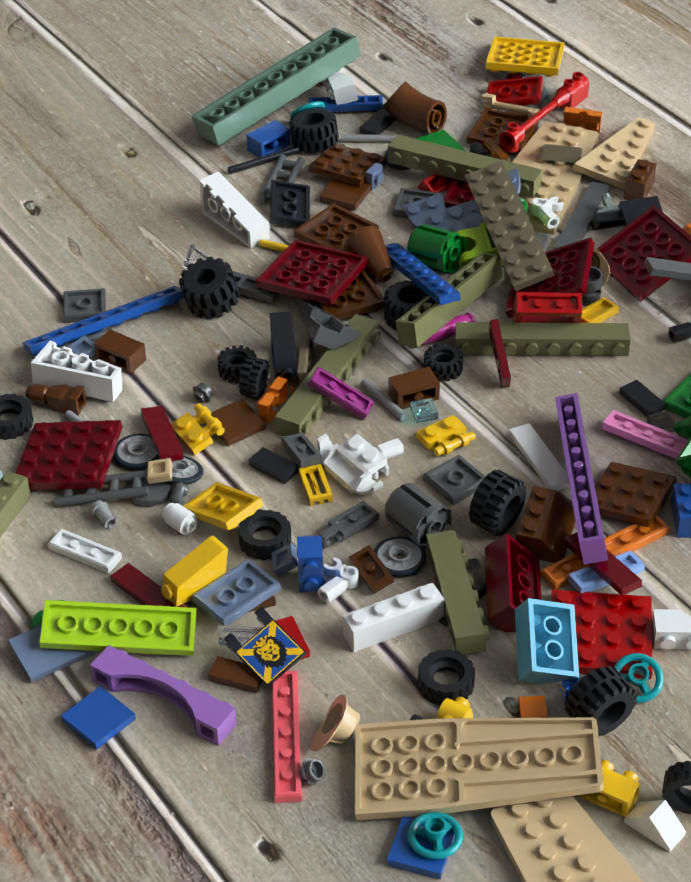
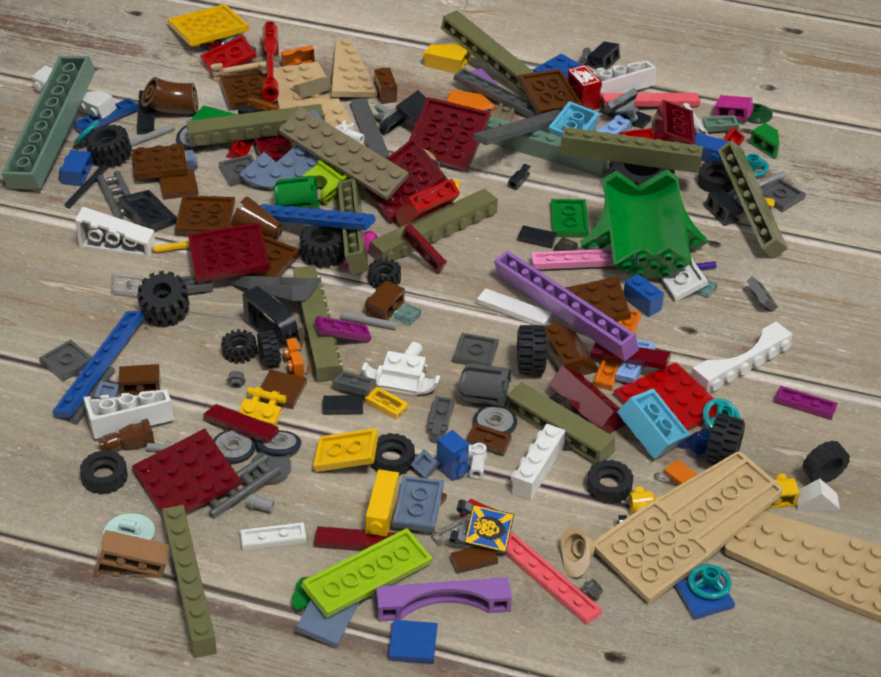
camera: 40 degrees left, 0 degrees up
(159, 471) = (274, 449): tan tile -> none
(178, 492) = (299, 463): dark grey arm -> none
(179, 518) = (321, 475): white brick -> none
(445, 436) = (433, 324): yellow plate -> none

